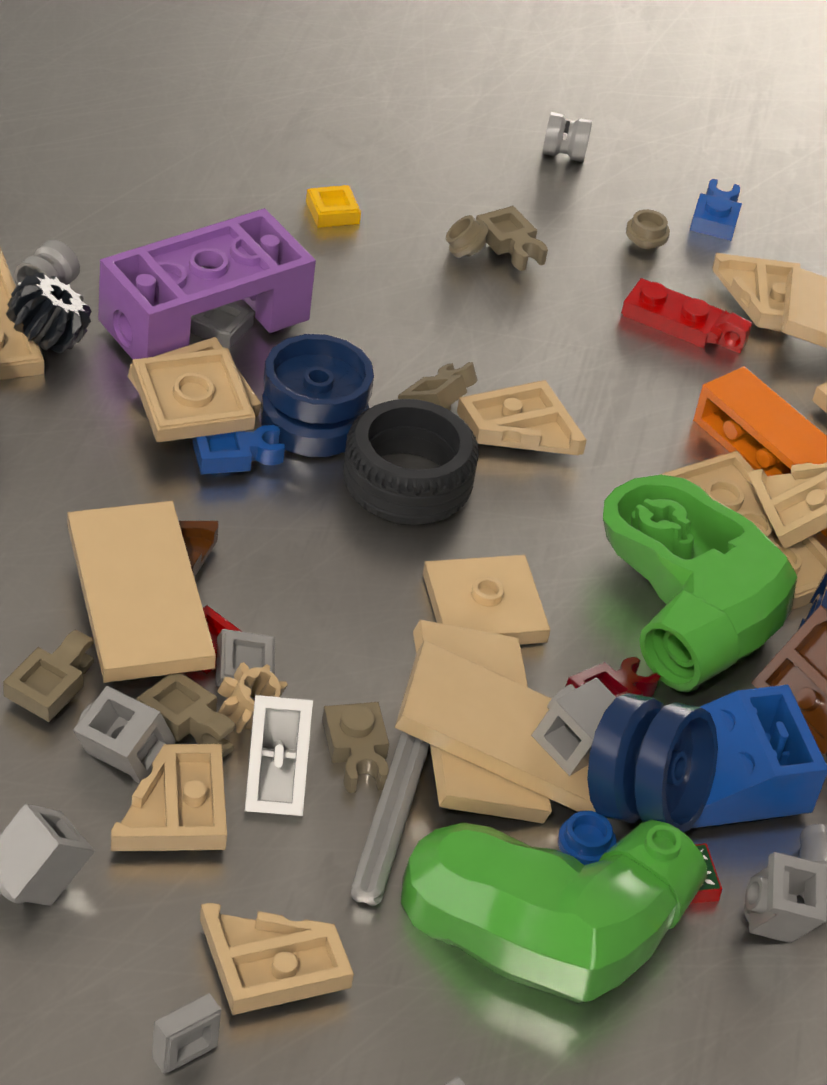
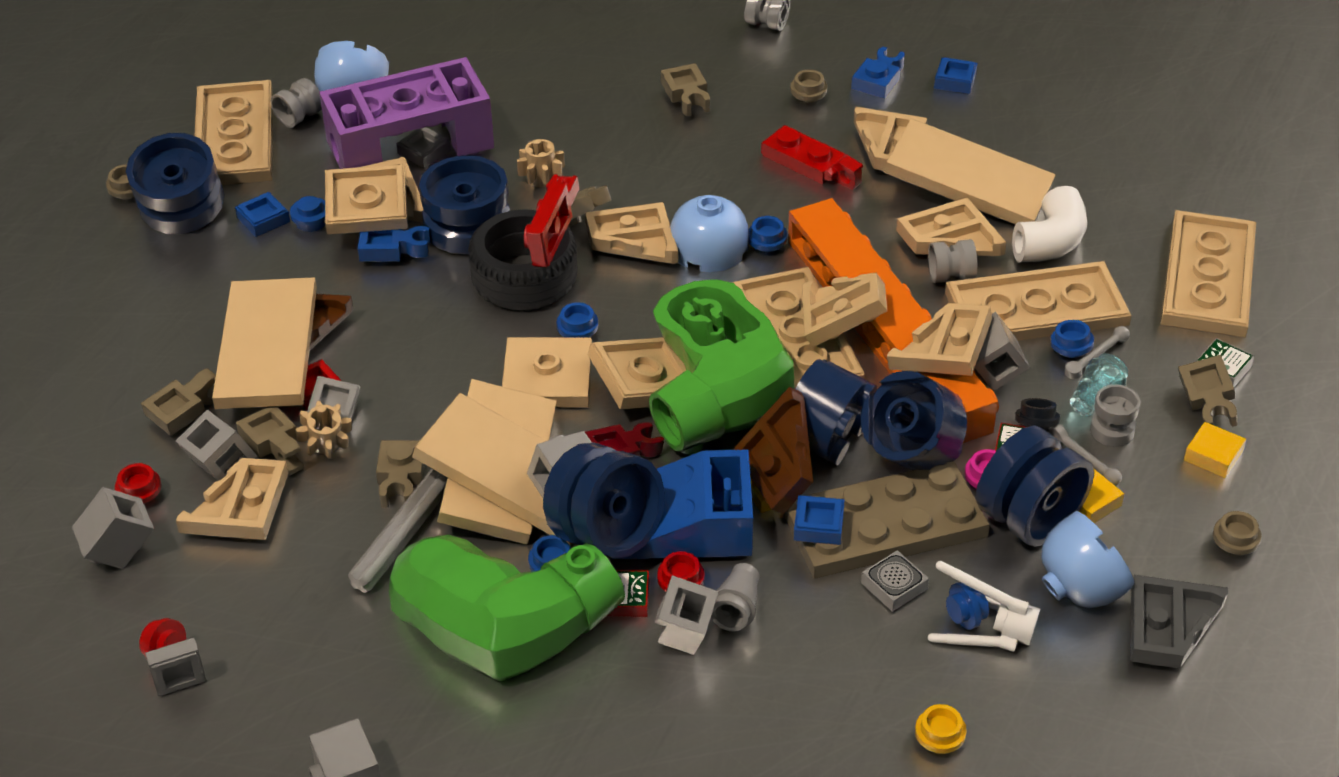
camera: 20 degrees right, 0 degrees up
(36, 786) = (139, 481): none -> red plate
(48, 312) = (281, 133): black gear -> none
(52, 419) = (262, 214): none -> blue tile
(104, 227) = (343, 65): none -> light blue cylinder
(115, 415) = (308, 213): none -> blue plate
(153, 998) = (161, 634): none -> red plate
(274, 958) = (266, 621): tan wing -> none
(278, 755) = (326, 472): white slope -> none
(333, 206) = (551, 60): yellow tile -> none
(380, 336) = (540, 162): none -> tan gear
(448, 397) = (551, 219): none -> red hinge
(467, 236) = (648, 87): dark tan plate -> none
(498, 535) = (577, 321): none -> blue plate
(600, 593) = (635, 368): none -> tan plate
(613, 414) = (710, 233): none -> light blue cylinder
(674, 412) = (767, 234): none -> blue plate
(744, 844) = (682, 565): none -> red plate
(801, 210) = (955, 75): none -> blue tile

